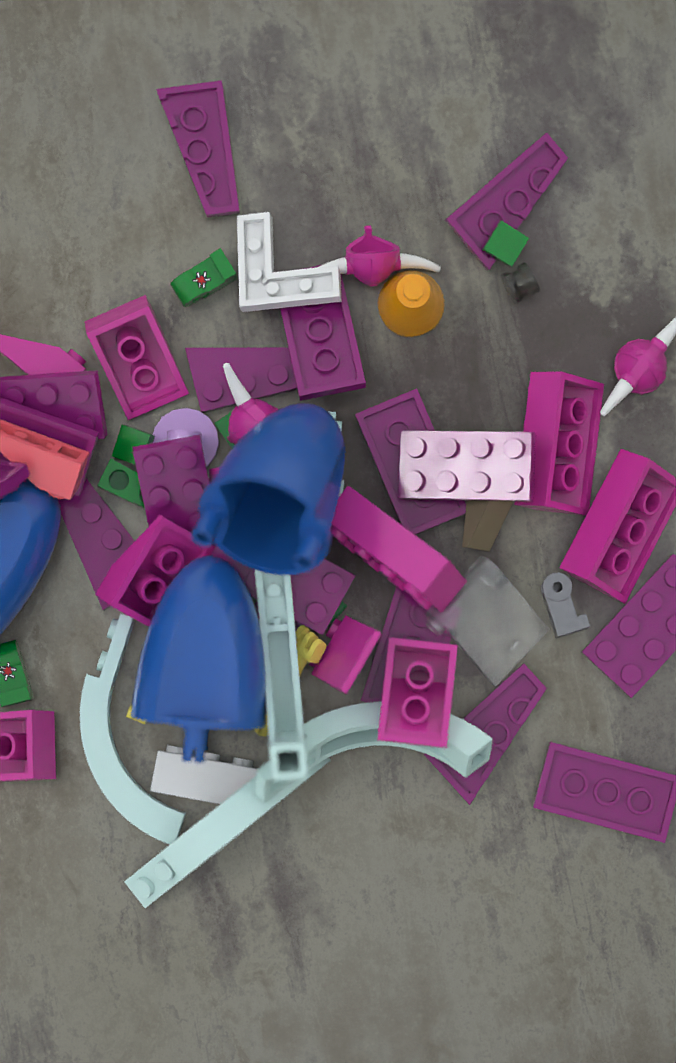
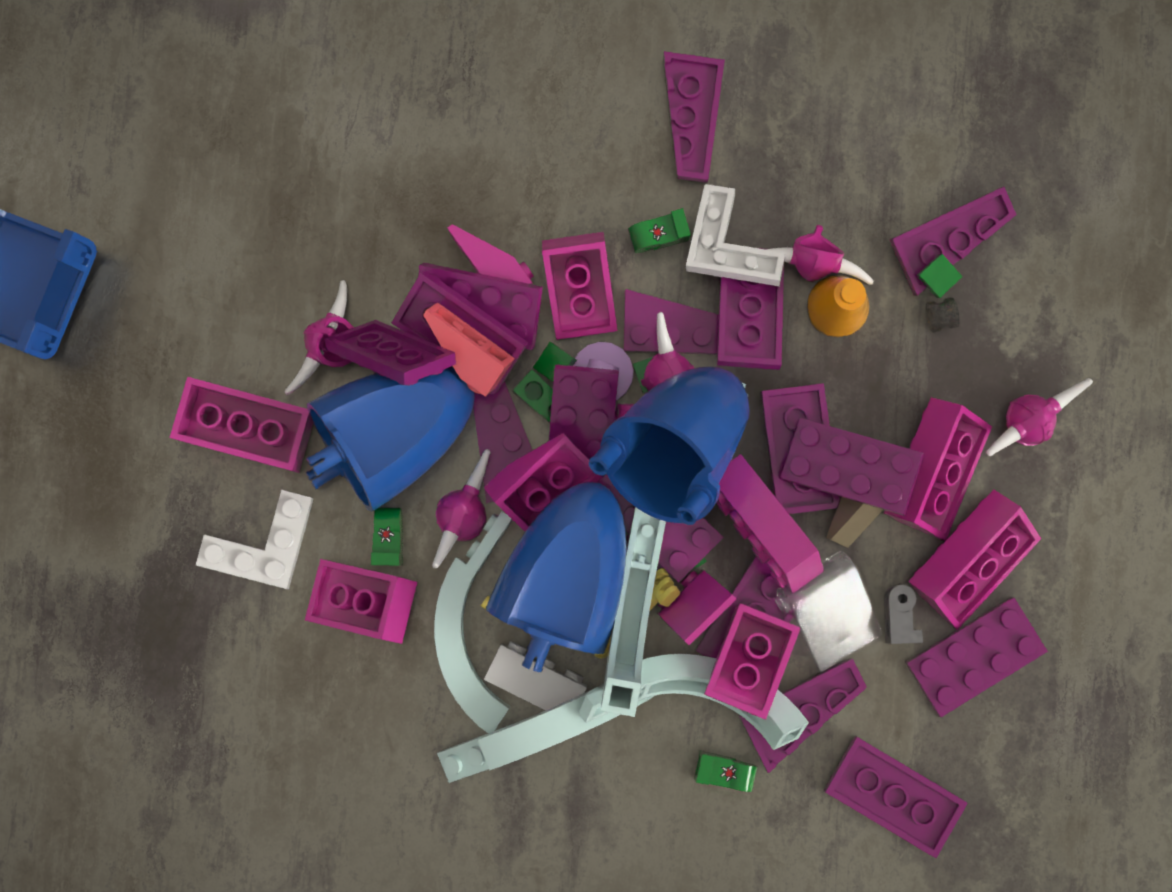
camera: 15 degrees right, 0 degrees up
(80, 626) = (461, 512): none -> dark pink helmet
(426, 816) = (724, 772): none -> green leg

